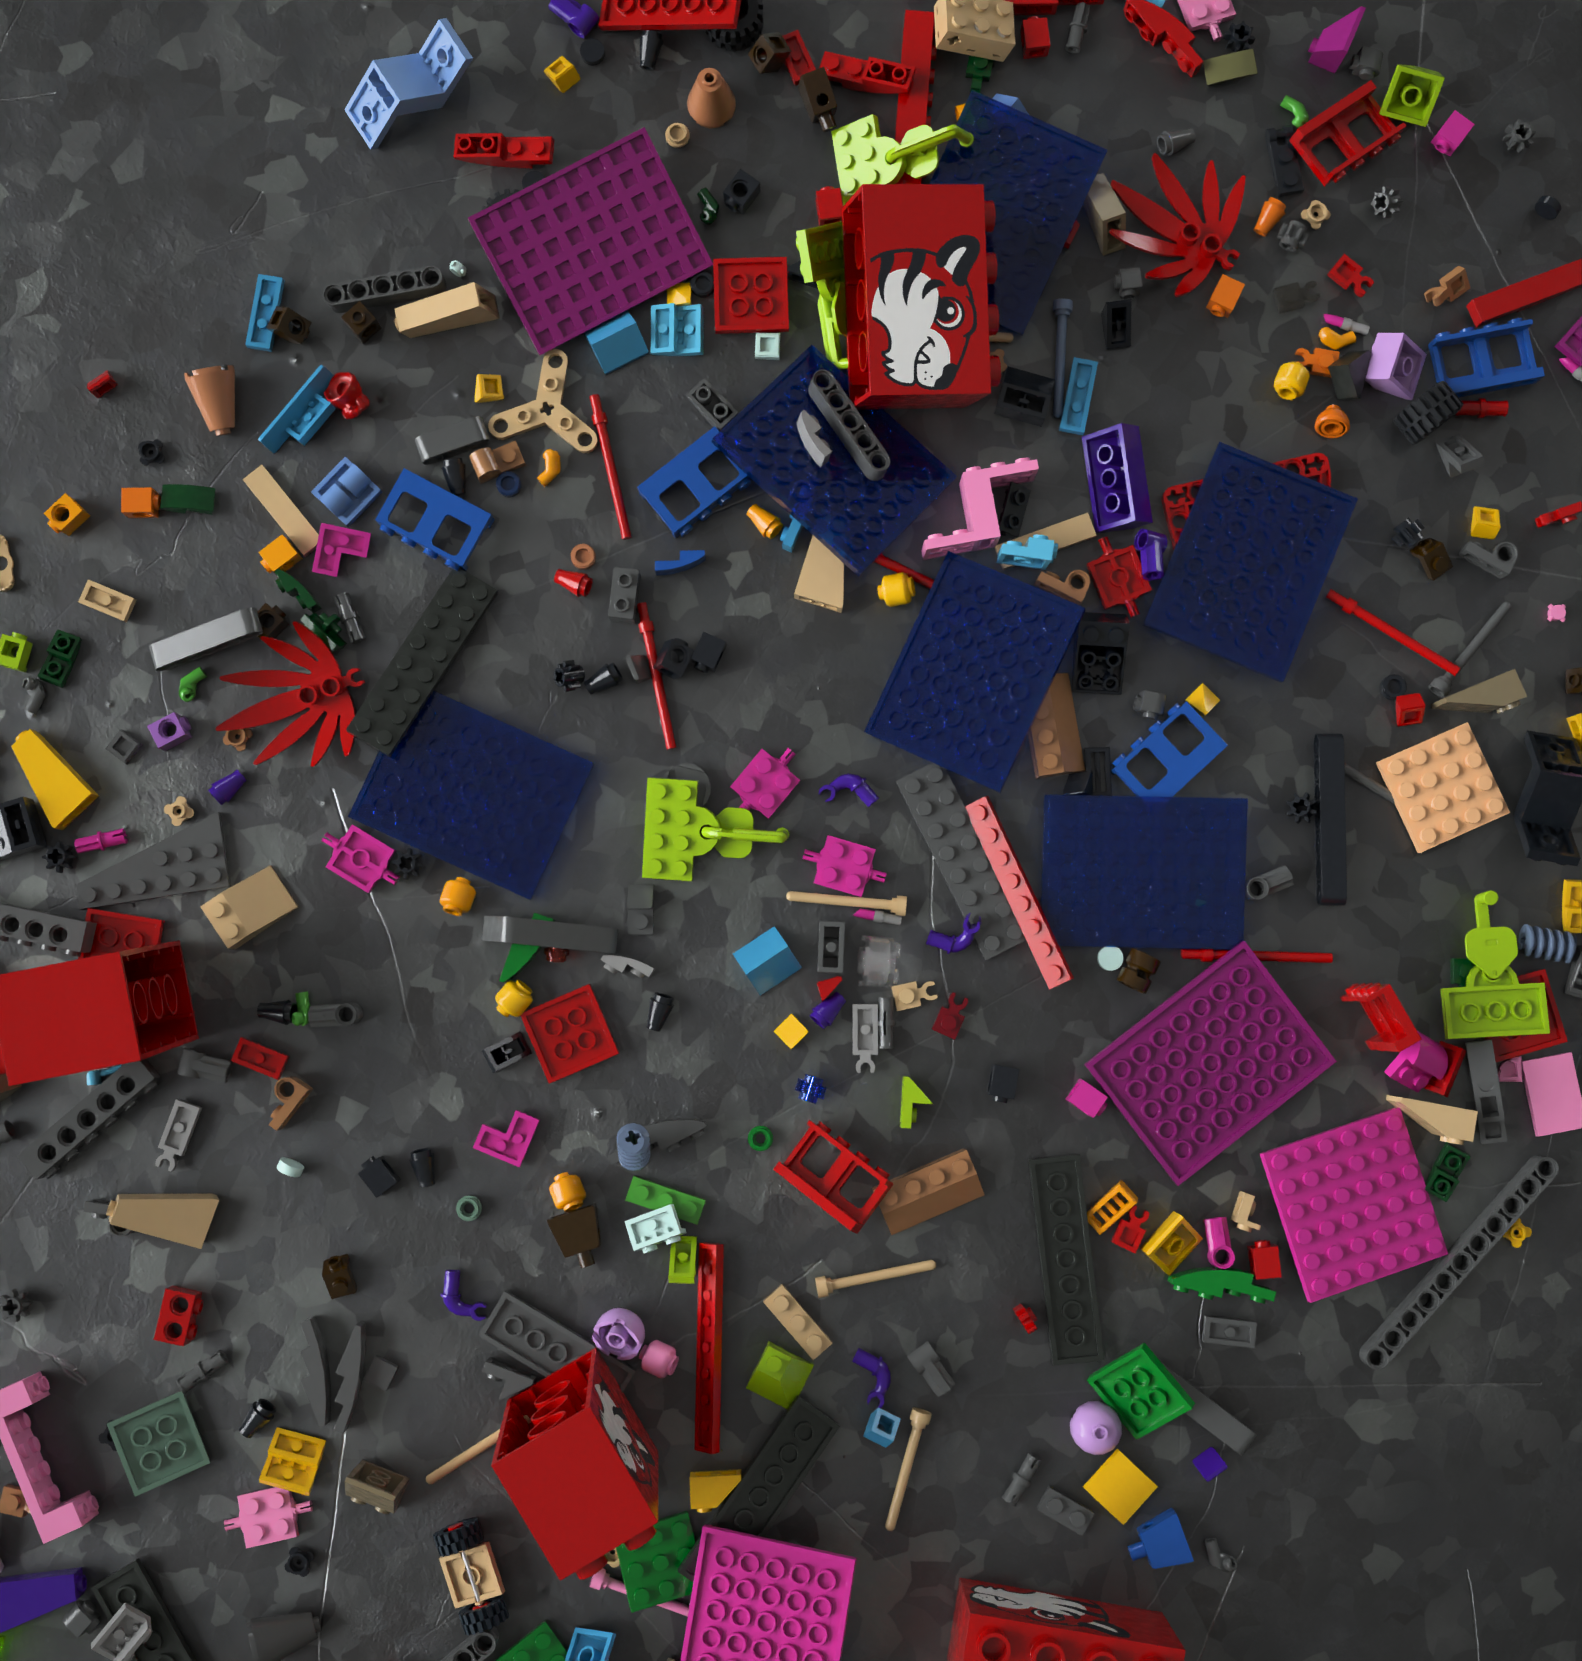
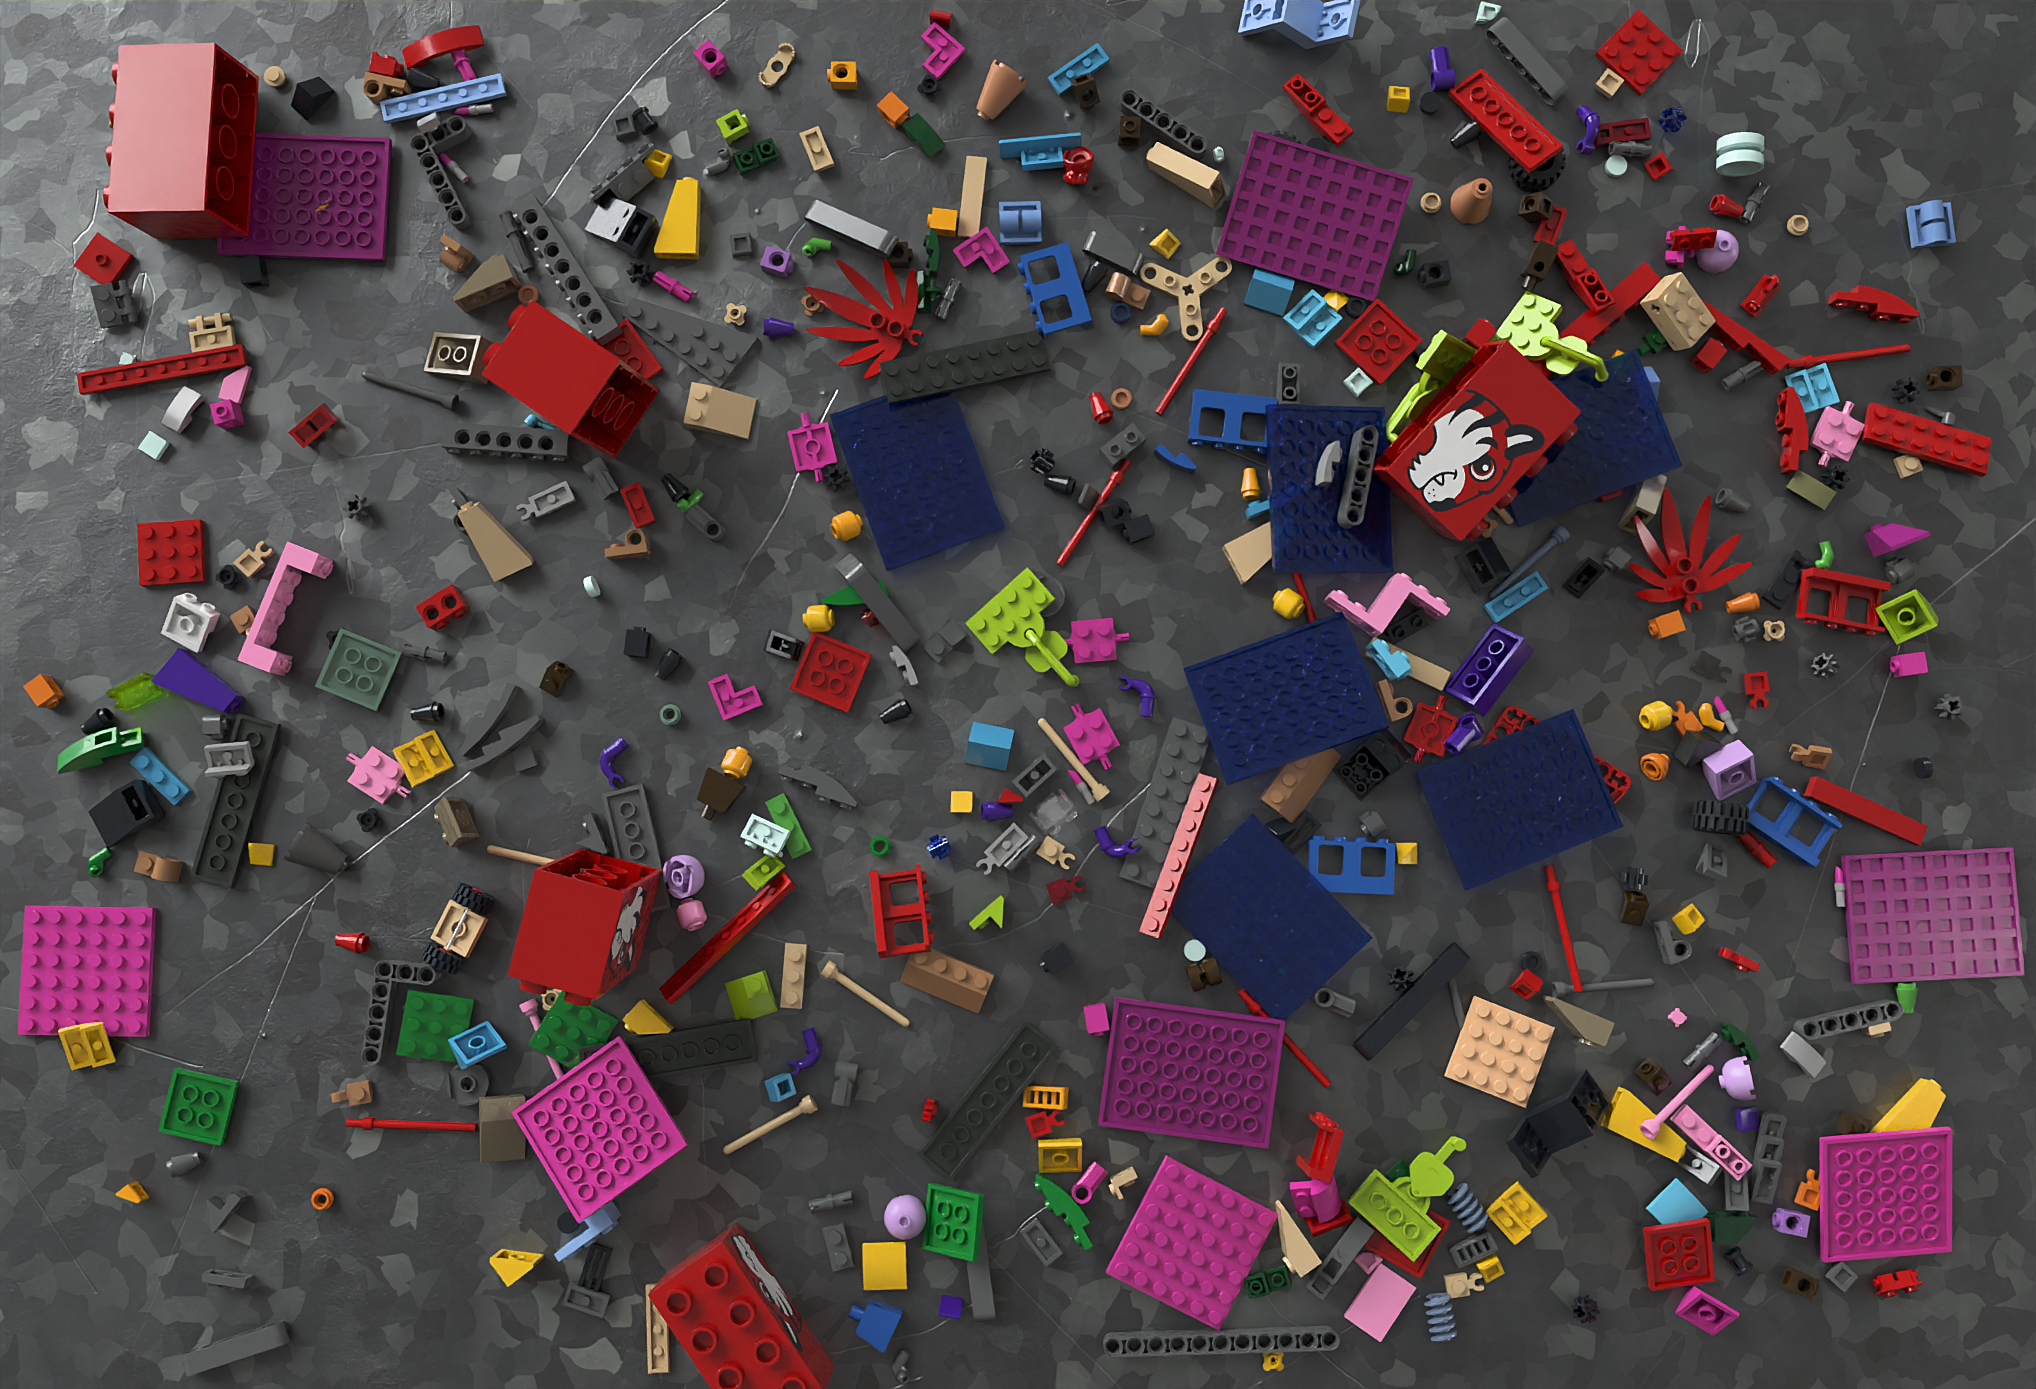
camera: 45 degrees right, 0 degrees up
(134, 407) = (945, 52): none -> dark pink plate
(633, 1146) = (801, 774): sand blue piece -> none
(1264, 1260) = (1105, 1221): red brick -> none

